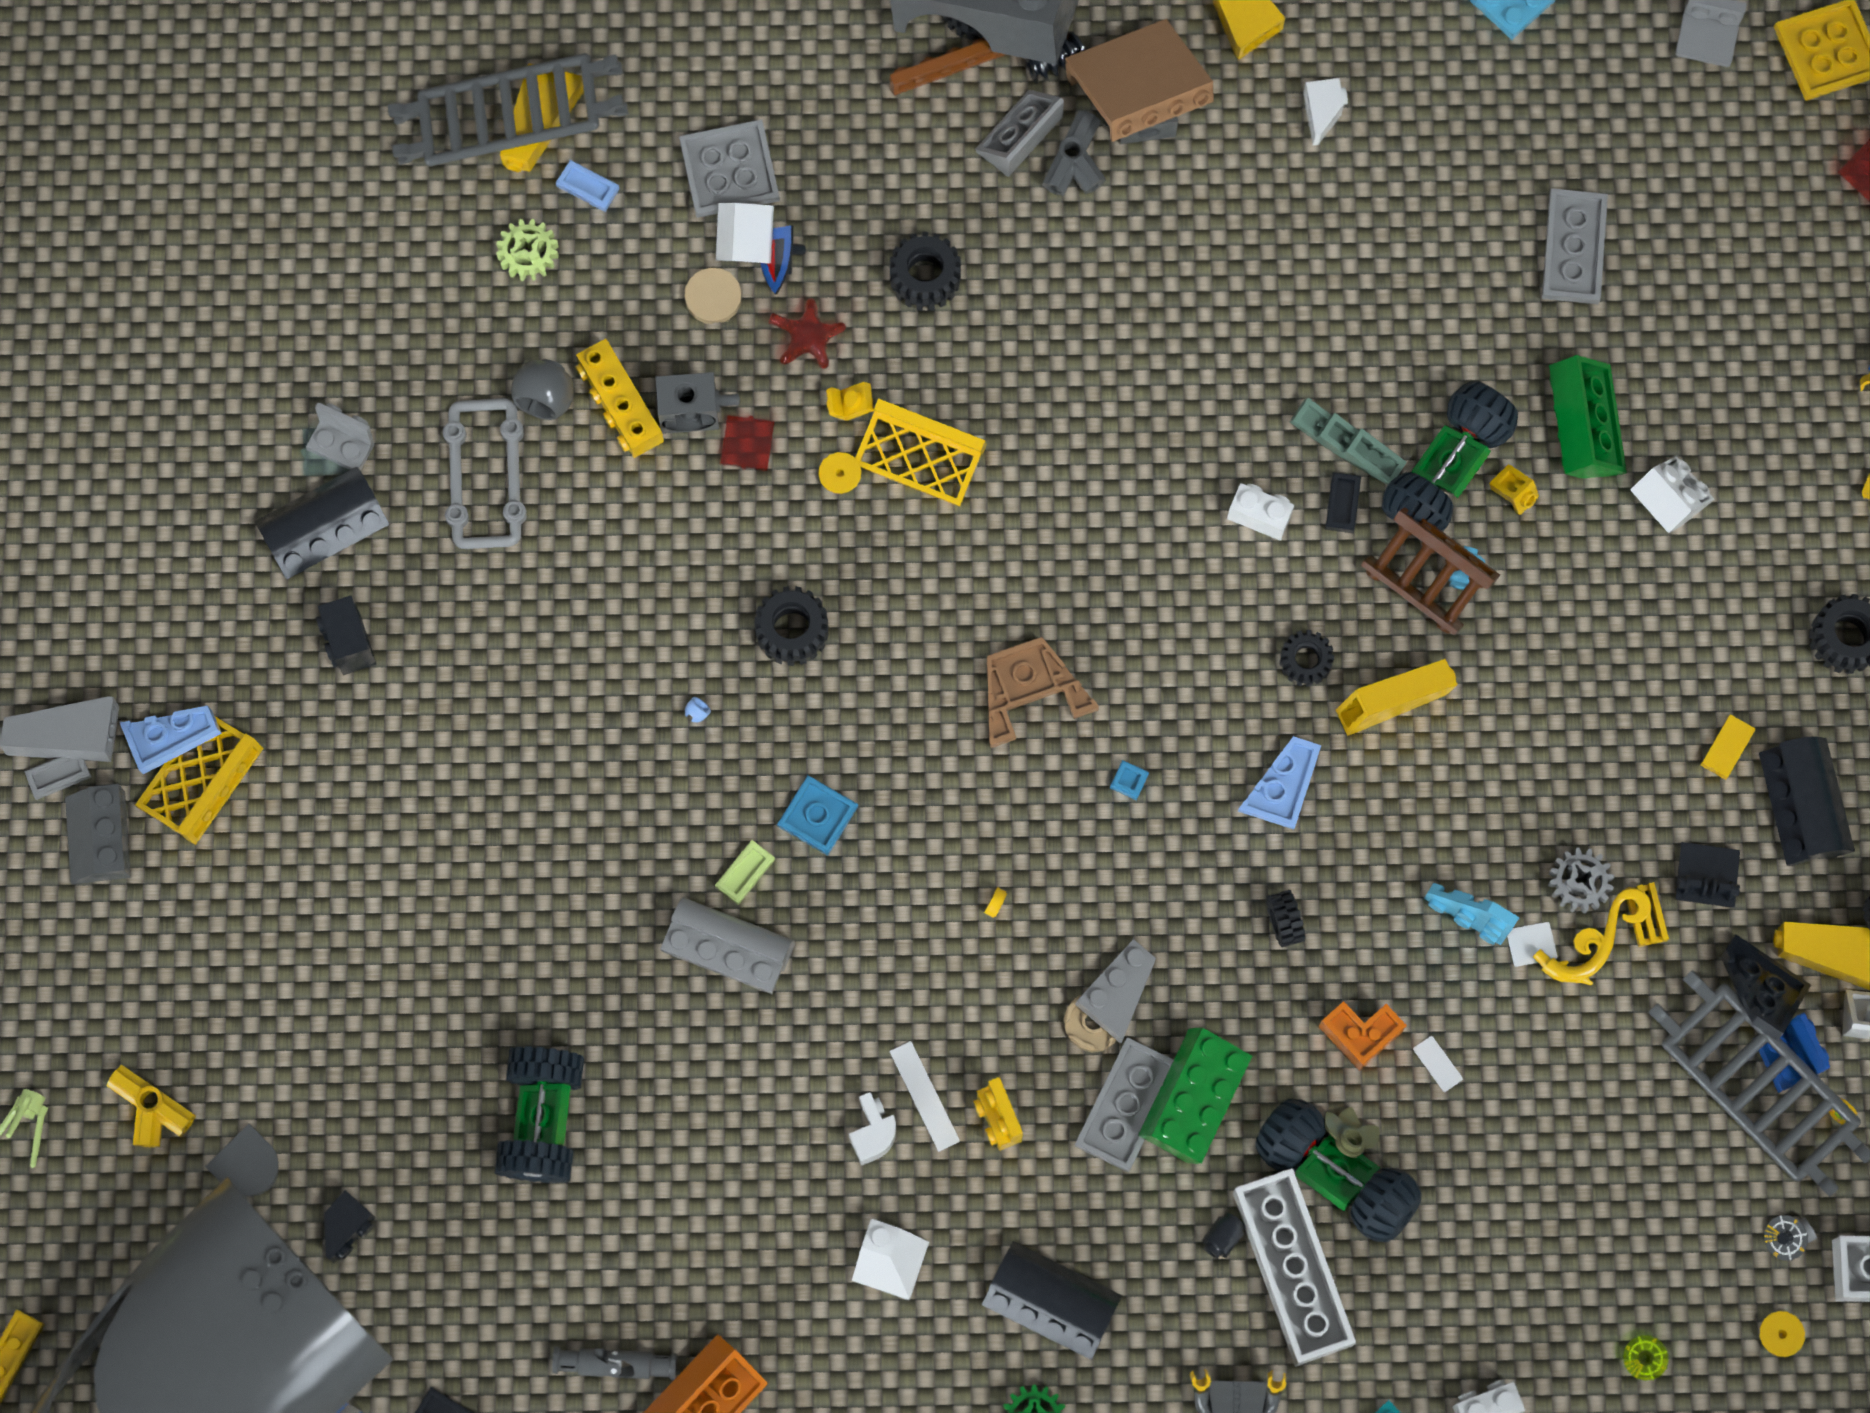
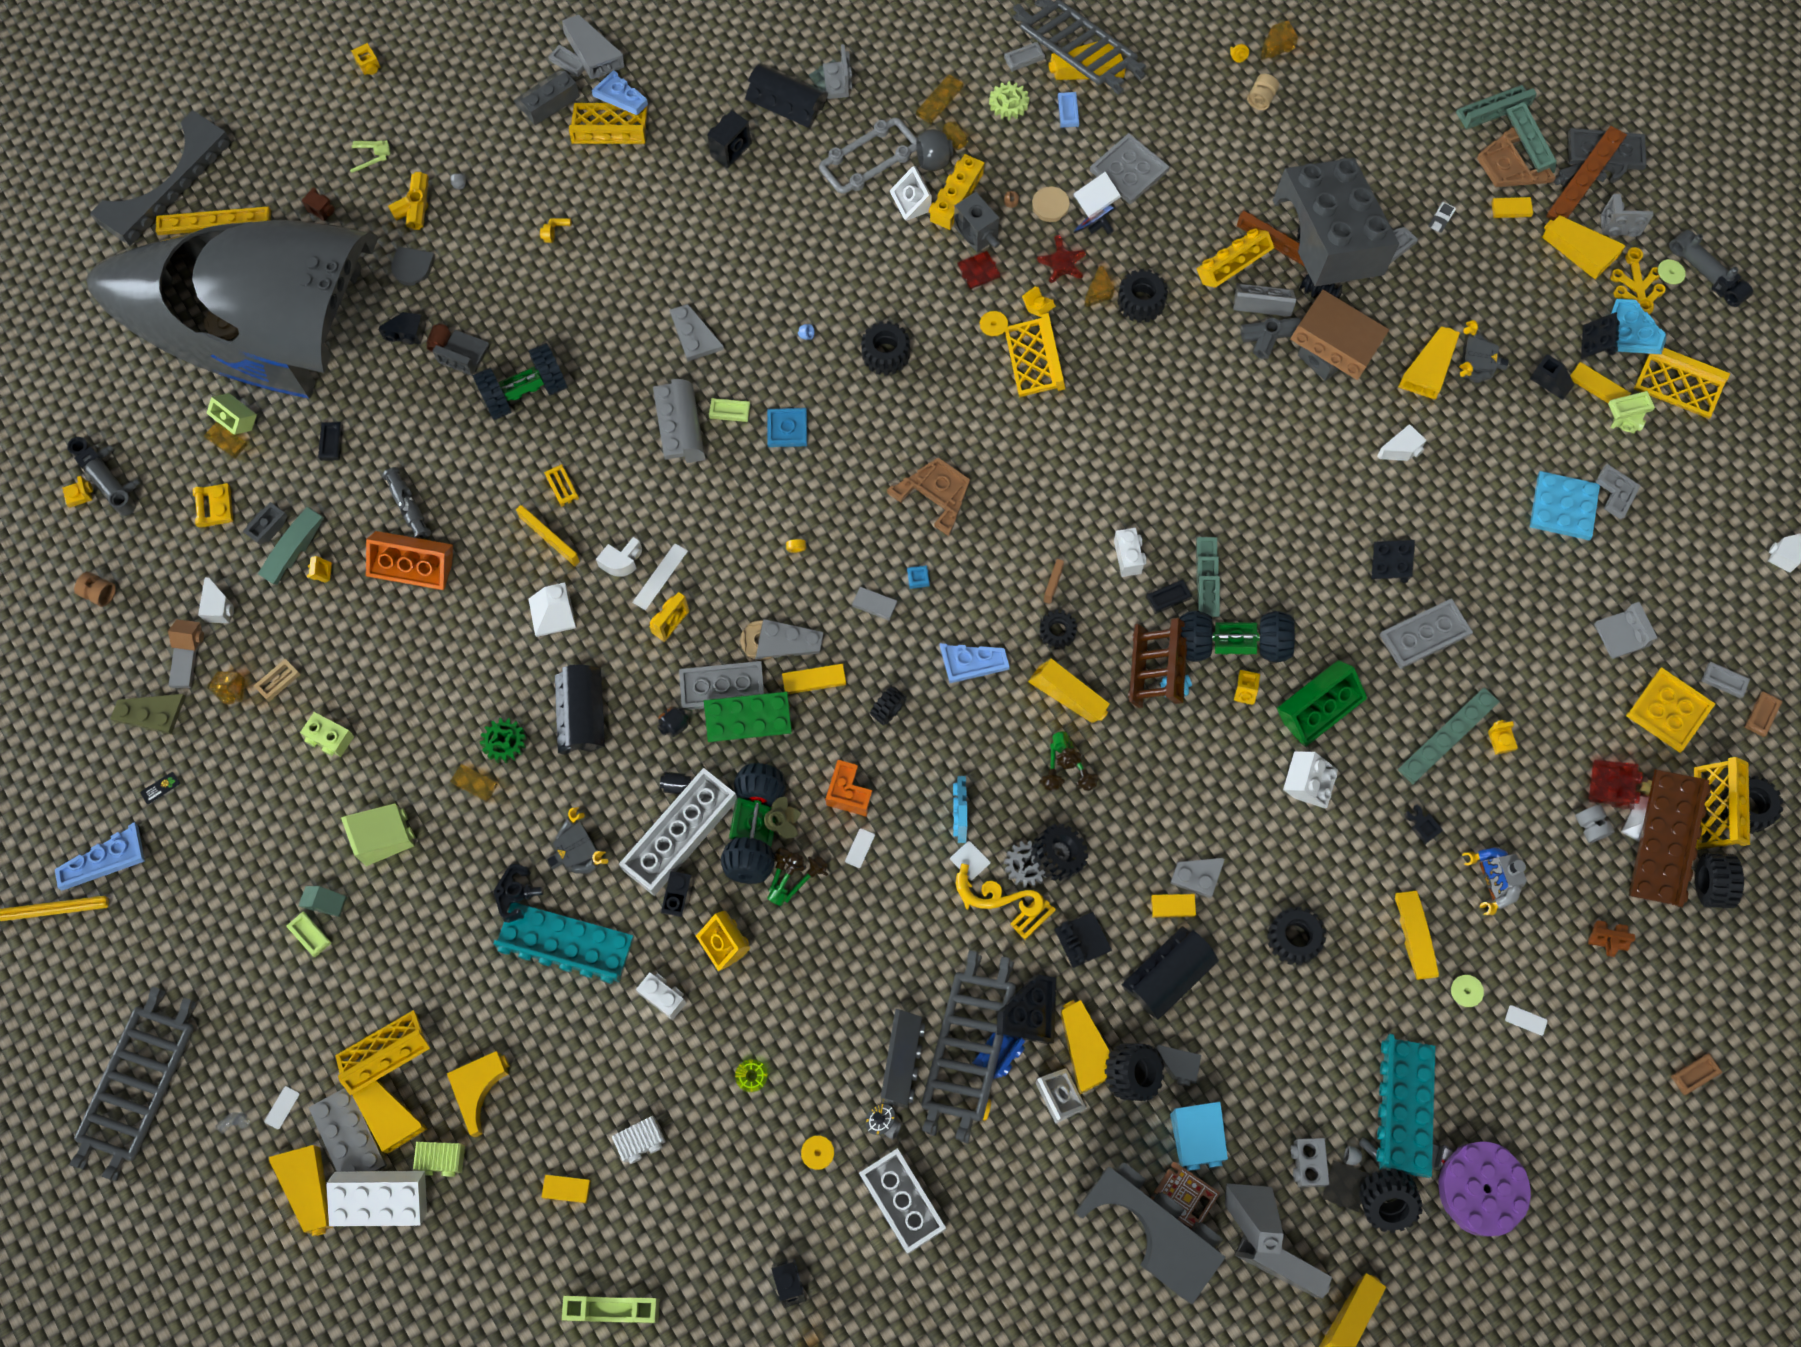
camera: 60 degrees right, 5 degrees down
(65, 1238) = (318, 204): none -> copper brick
(156, 1029) = (458, 181): none -> light grey hinge
(321, 954) = (547, 232): none -> yellow plate
(390, 1188) = (438, 336): none -> copper brick
(431, 1167) = (461, 352): none -> dark grey bracket
(460, 333) = (939, 99): none -> clear yellow tile
(469, 188) = (1024, 56): none -> light grey tile
(531, 347) = (955, 134): none -> clear yellow brick
(586, 457) = (912, 195): none -> white slope
(603, 853) = (694, 334): none -> light grey wing
(670, 343) = (1011, 204): none -> medium nougat hinge
(714, 1148) = (568, 498): none -> yellow tile
(780, 1204) = (548, 535): none -> yellow tile
(877, 313) = (1100, 288): none -> clear yellow slope
(947, 128) = (1235, 257): none -> yellow brick
(1132, 854) = (874, 603): none -> light grey tile
(1141, 1192) = (673, 721): none -> black head
(1187, 987) = (814, 679): none -> yellow tile
(1241, 623) = (1054, 580): none -> medium nougat tile
(1374, 1316) = (677, 894): none -> black slope
(1431, 1149) = (794, 862): none -> plant
(1461, 218) = (1393, 560): none -> black hinge
(1464, 1294) = (723, 940): none -> yellow brick
(1494, 751) = (1067, 759): none -> dark brown plant
(1600, 821) = (1071, 855): none -> black bush
(1709, 695) = (1198, 875): none -> light grey wing
(1711, 307) = (1448, 736): none -> sand green plate
(1732, 1170) = (901, 1059): none -> dark grey slope
(1750, 250) = (1502, 737): none -> yellow bracket
(1805, 407) = (1424, 827): none -> black plate

